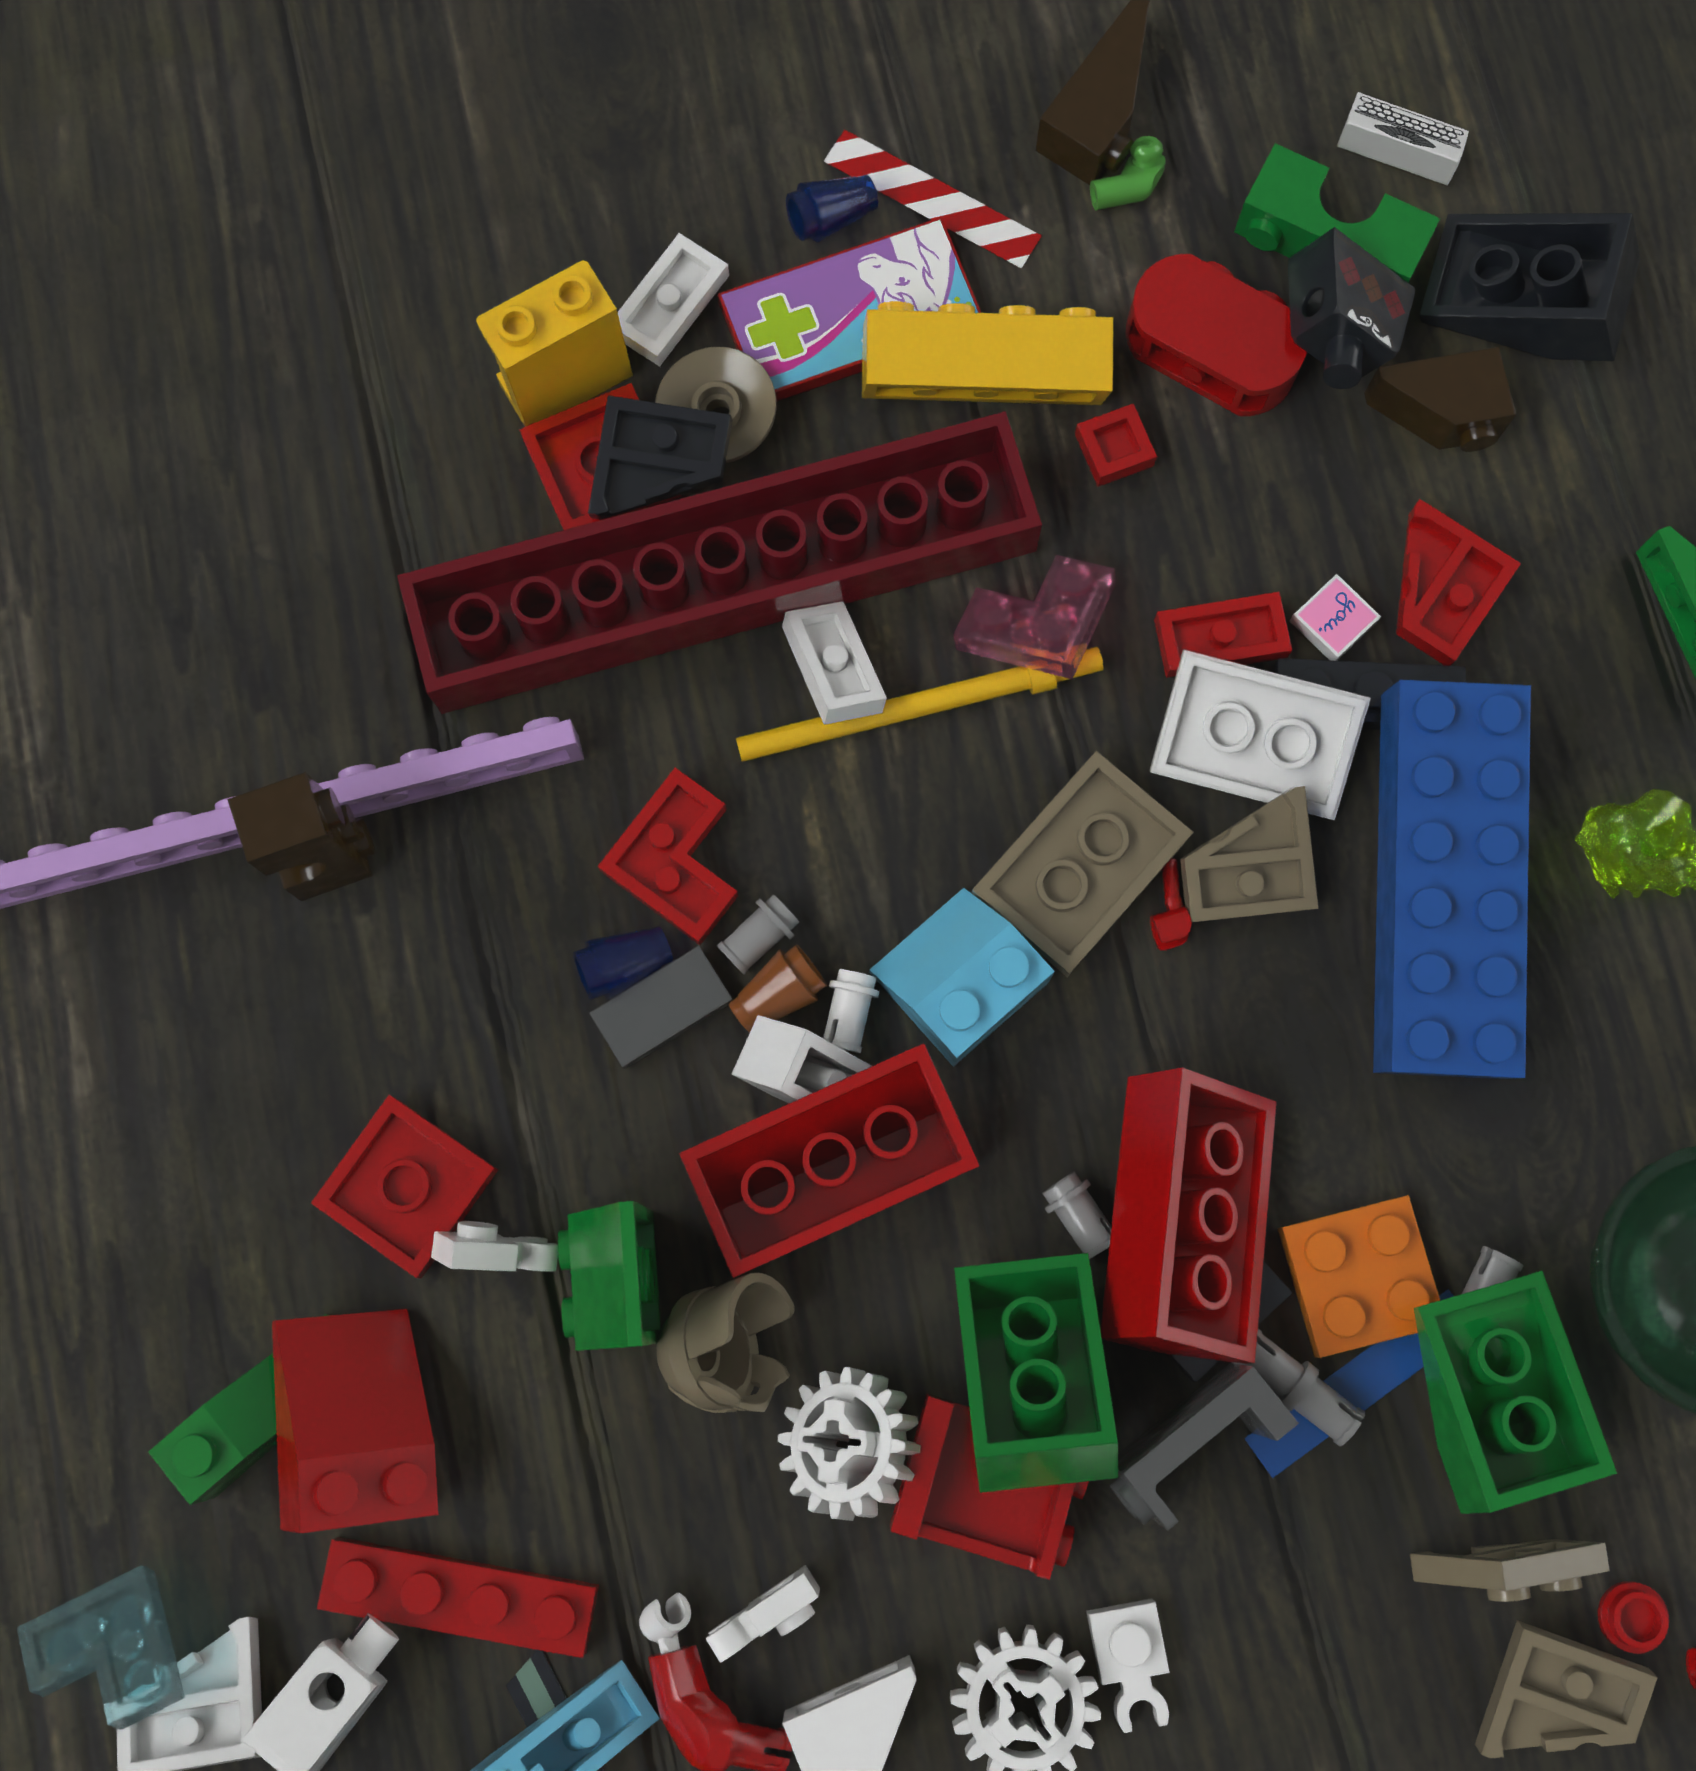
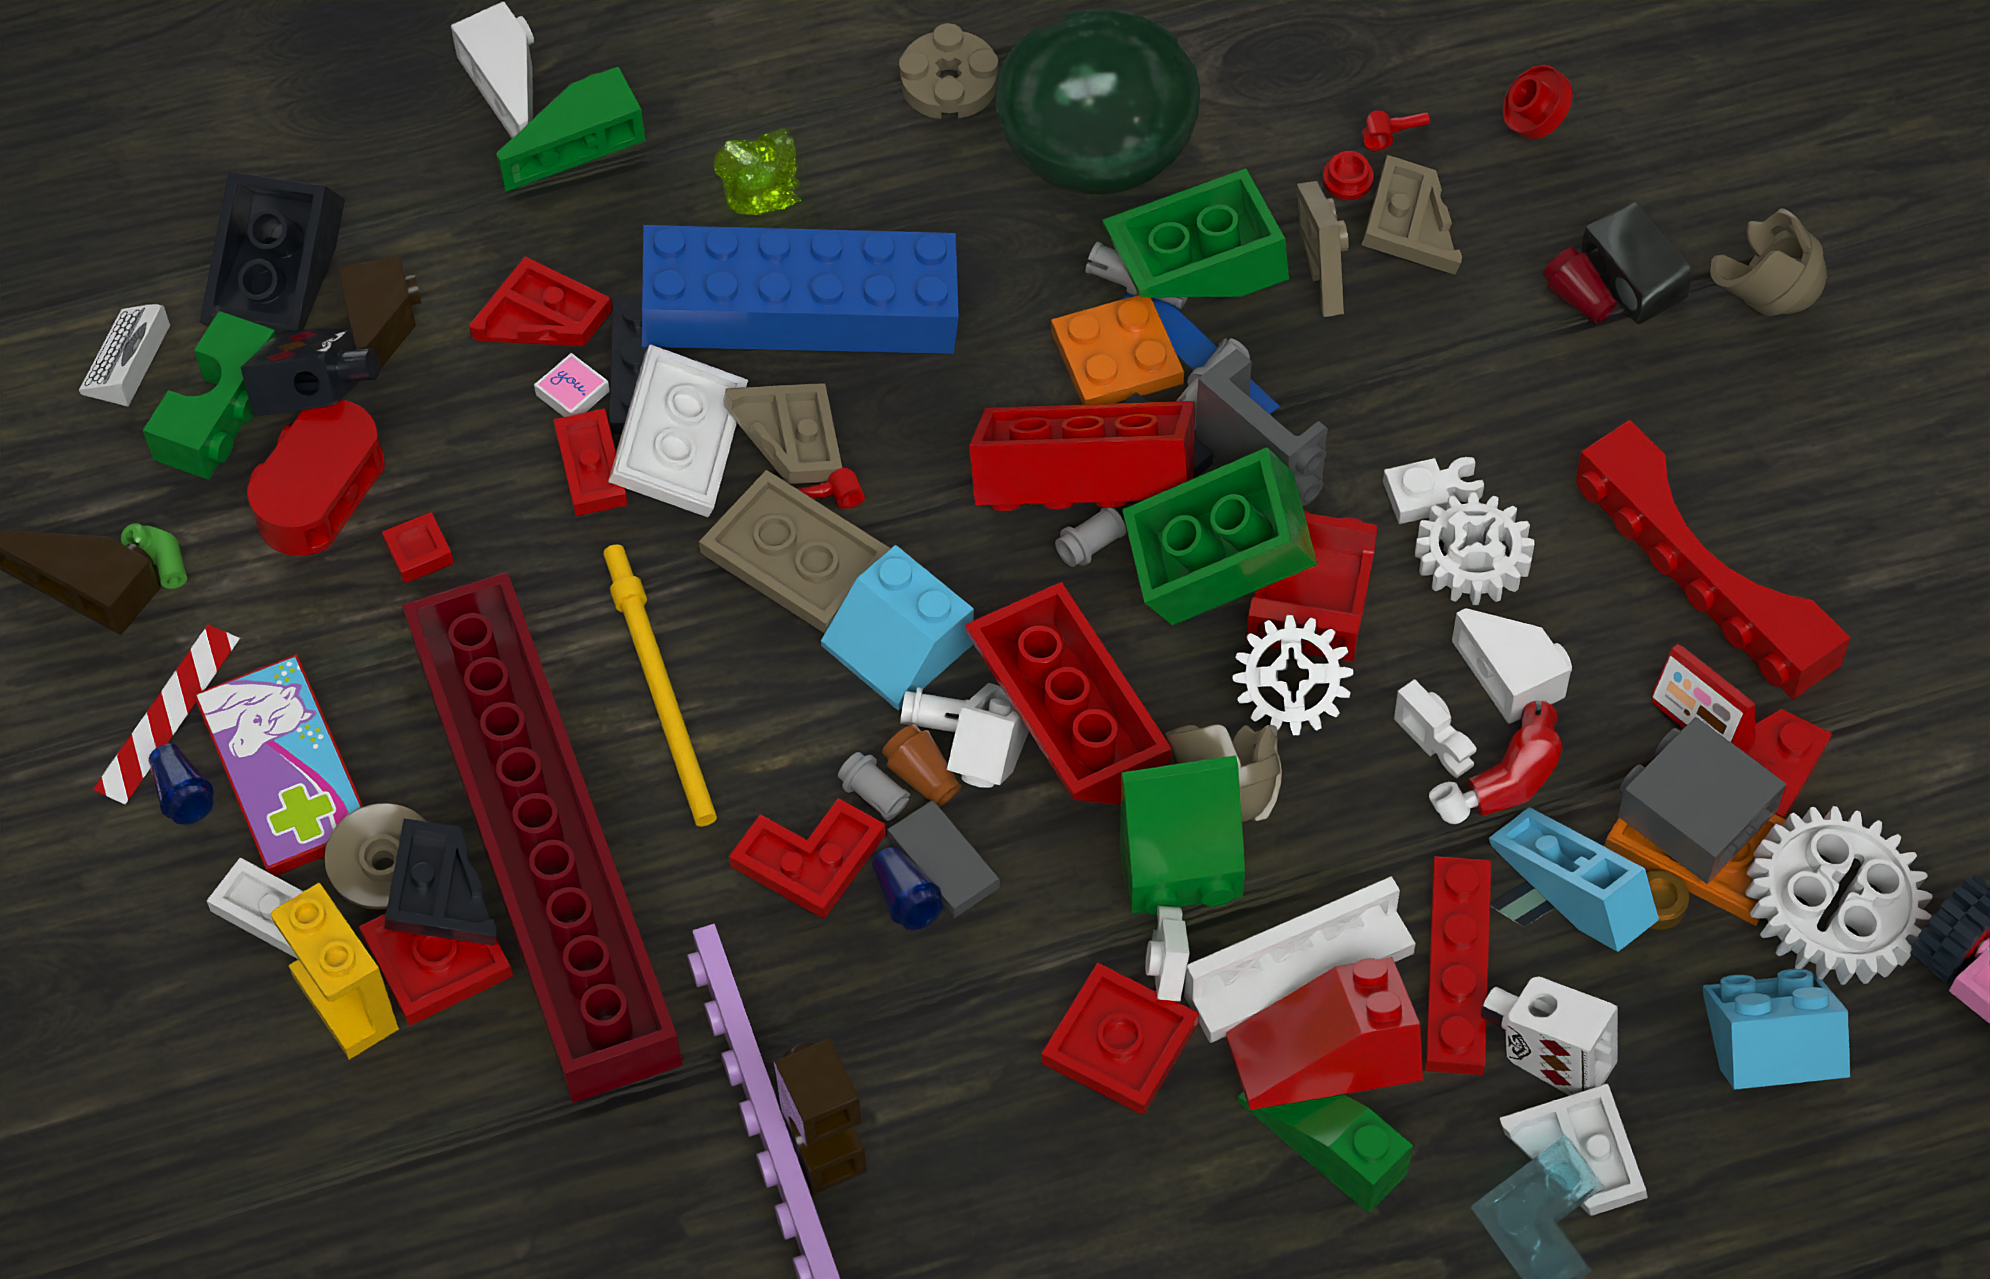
camera: 95 degrees left, 20 degrees down
(474, 1406) = (1273, 964): none -> white fence
(833, 662) = (627, 740): white plate -> none
(987, 355) = (339, 641): yellow brick -> none
(1039, 633) = (591, 583): clear pink plate -> none

